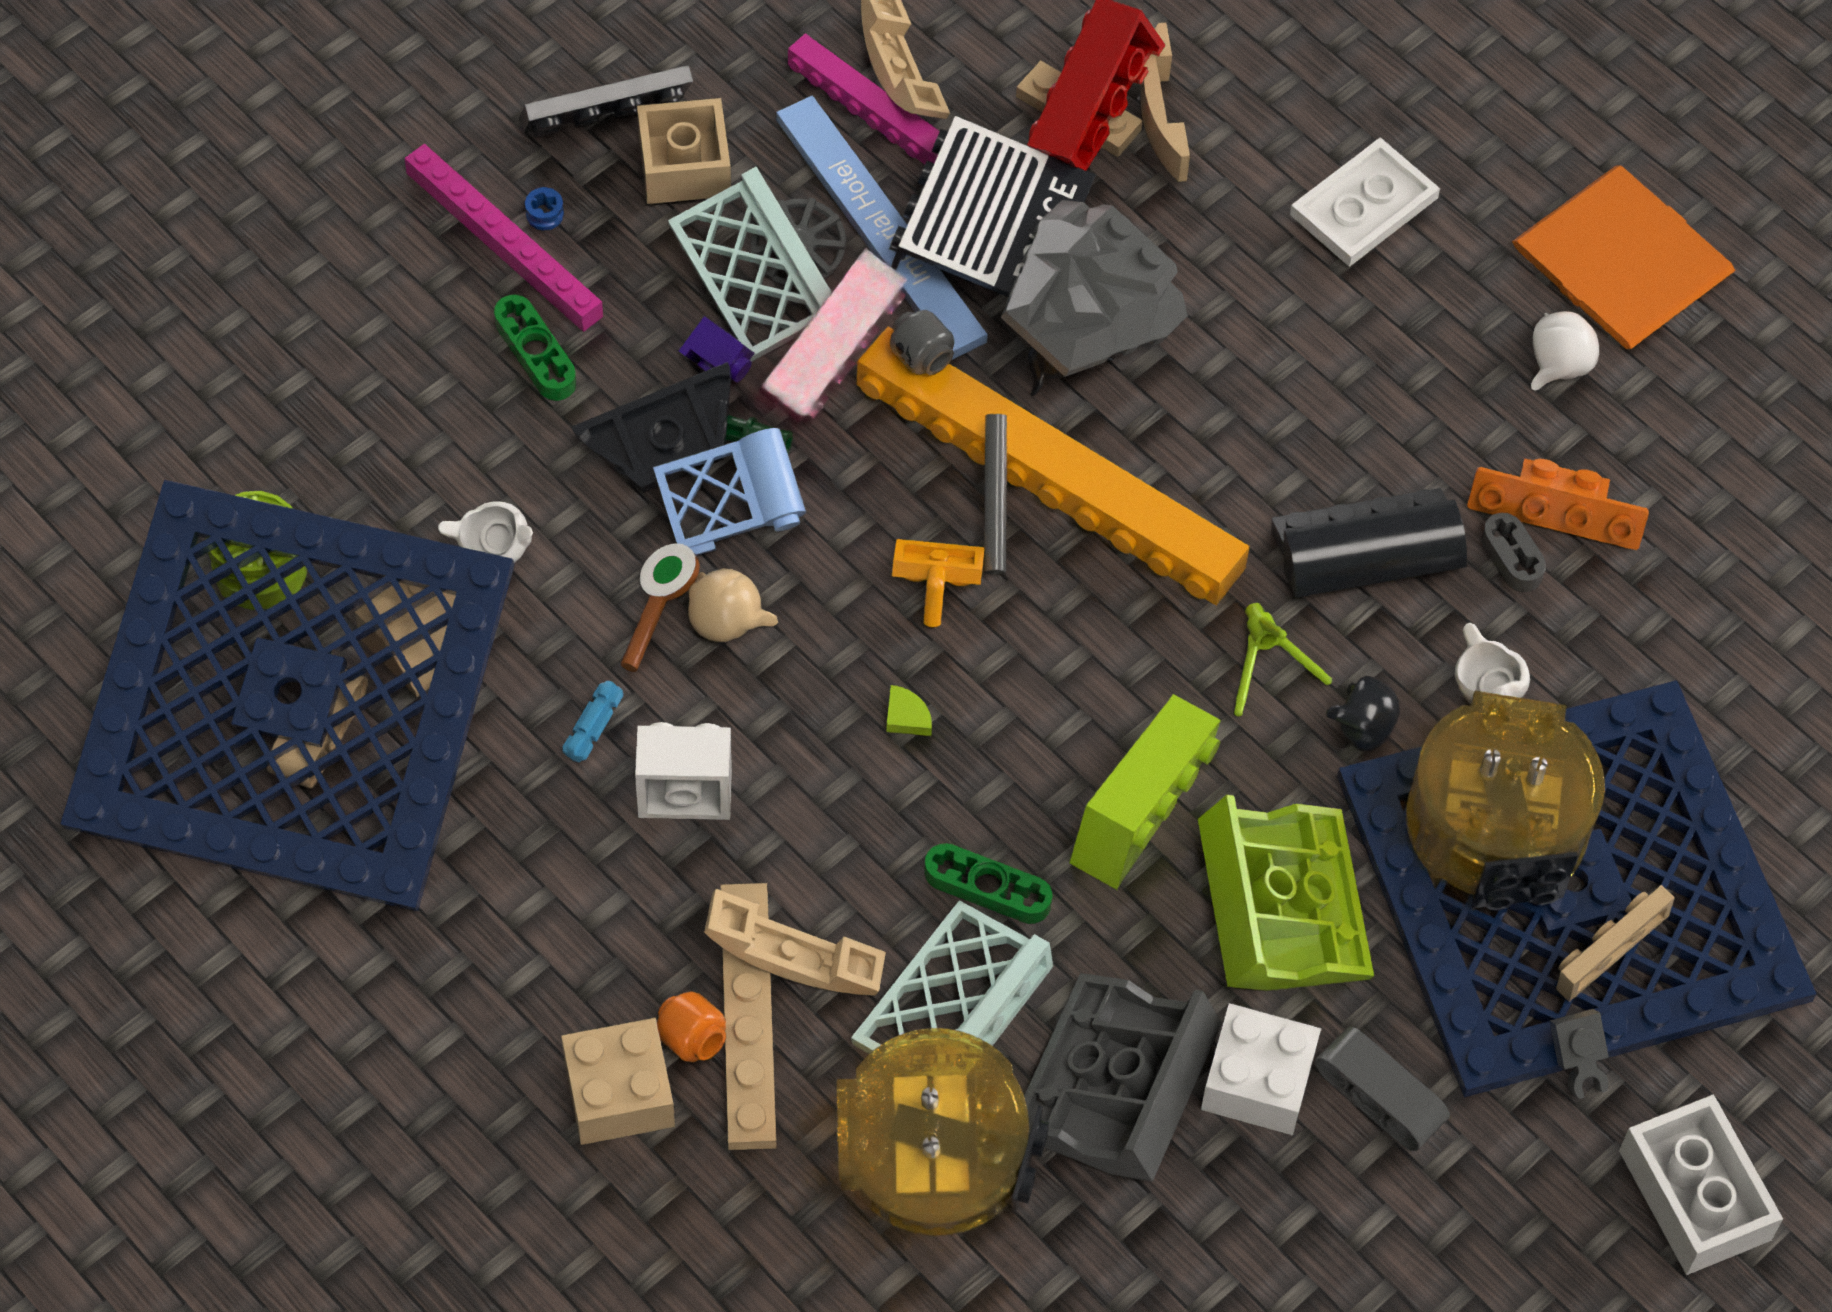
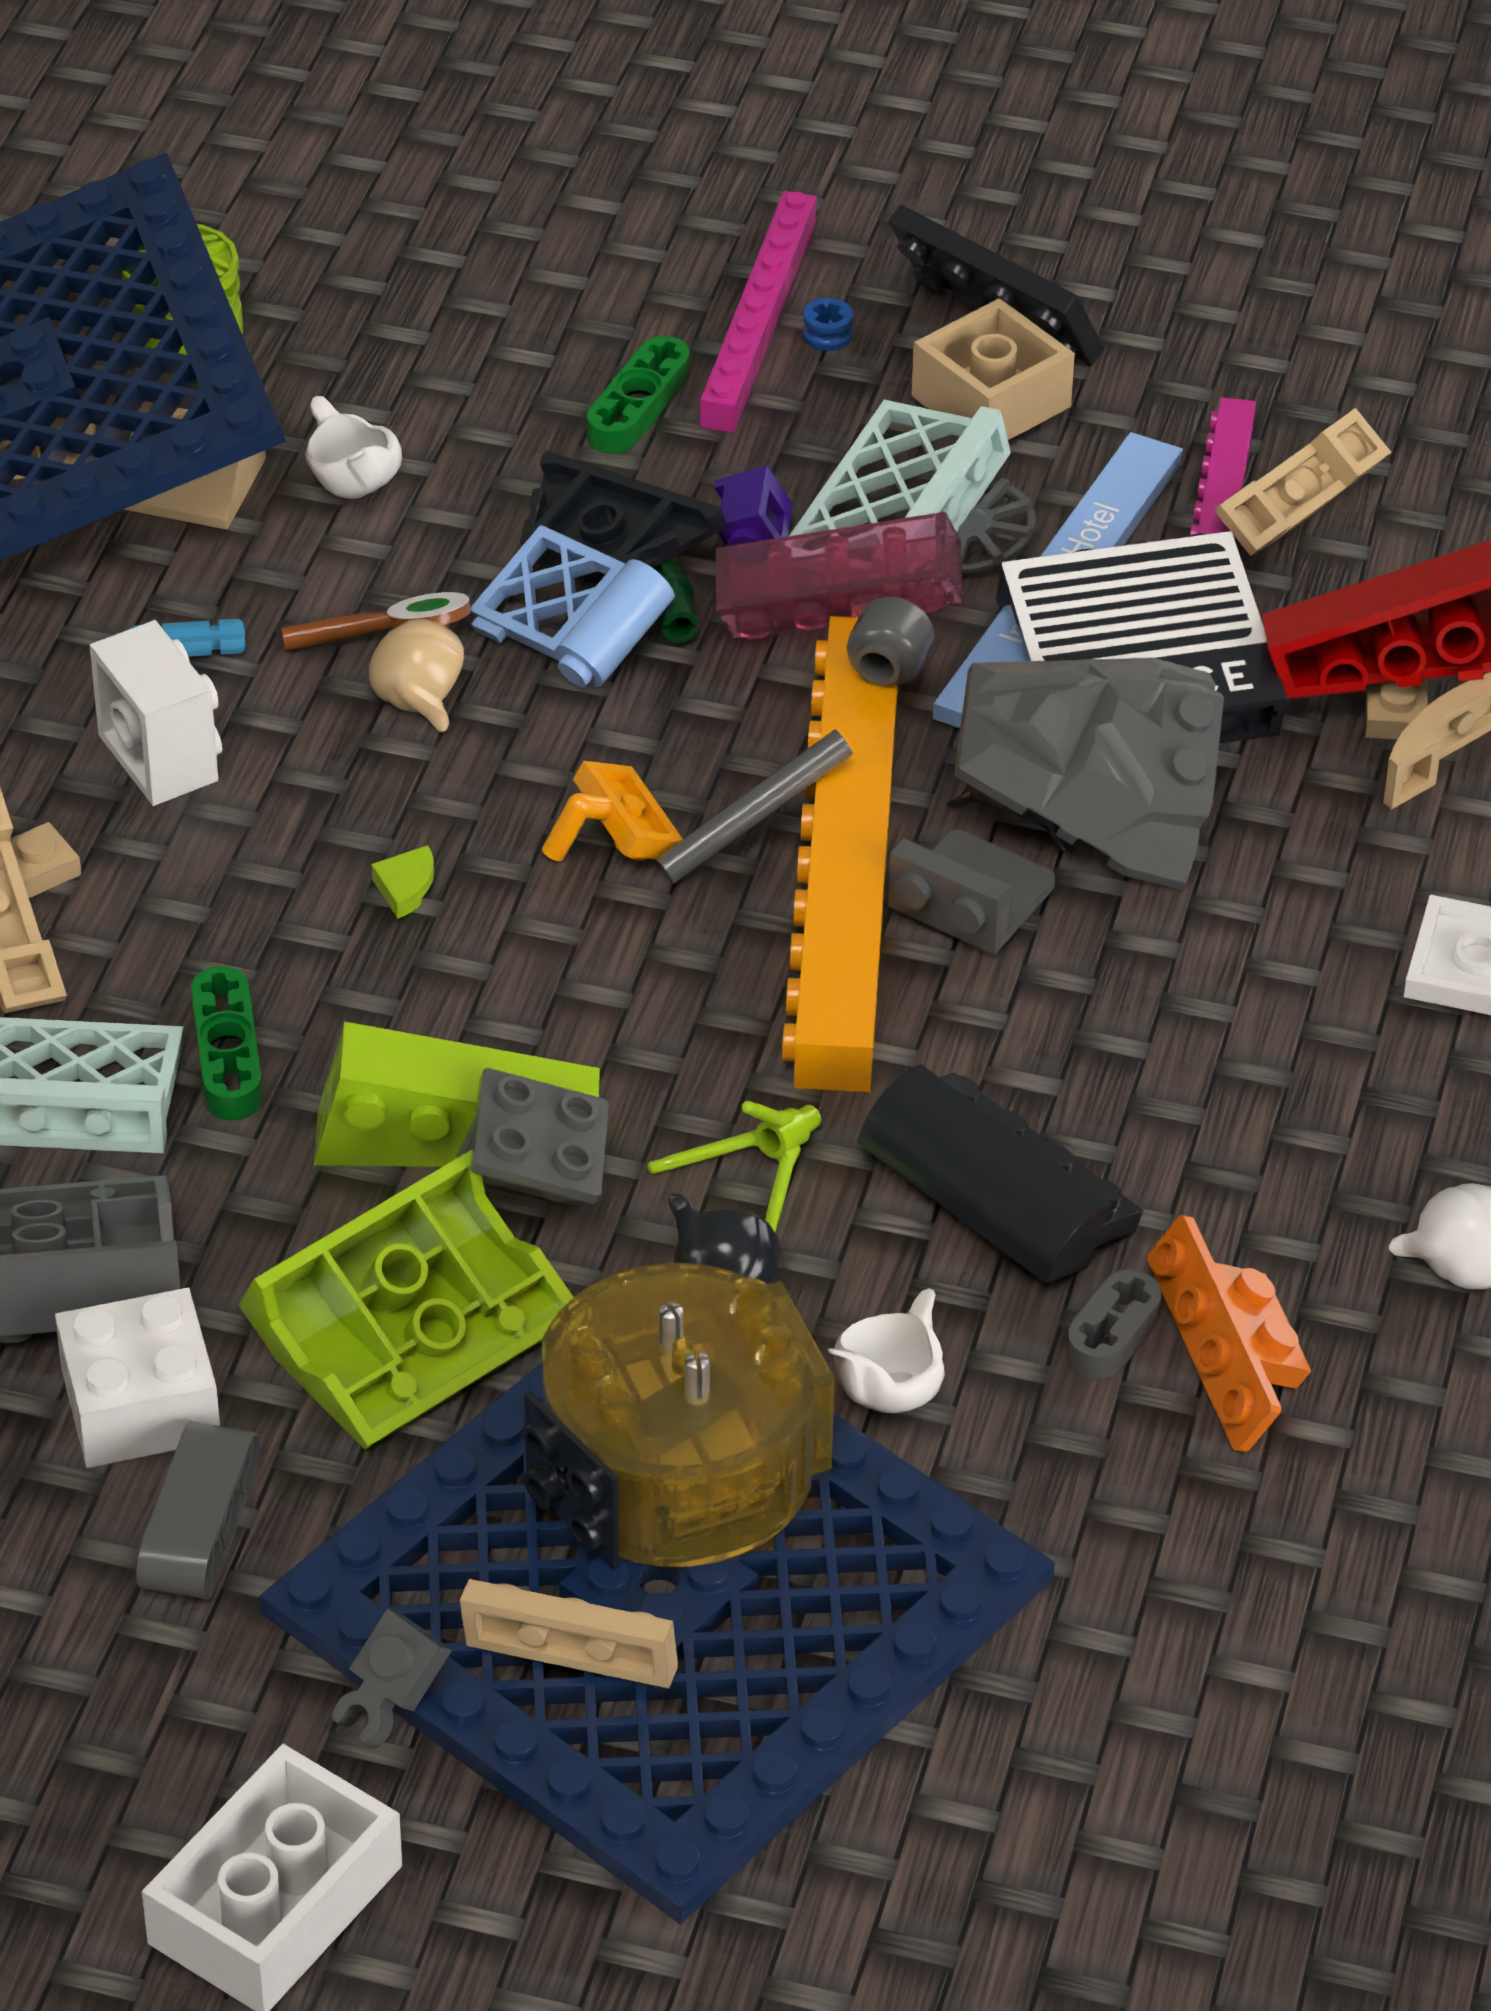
camera: 60 degrees right, 15 degrees down
(1127, 421) = (967, 888): none -> dark grey bracket
(1224, 758) = (538, 1138): none -> dark grey bracket

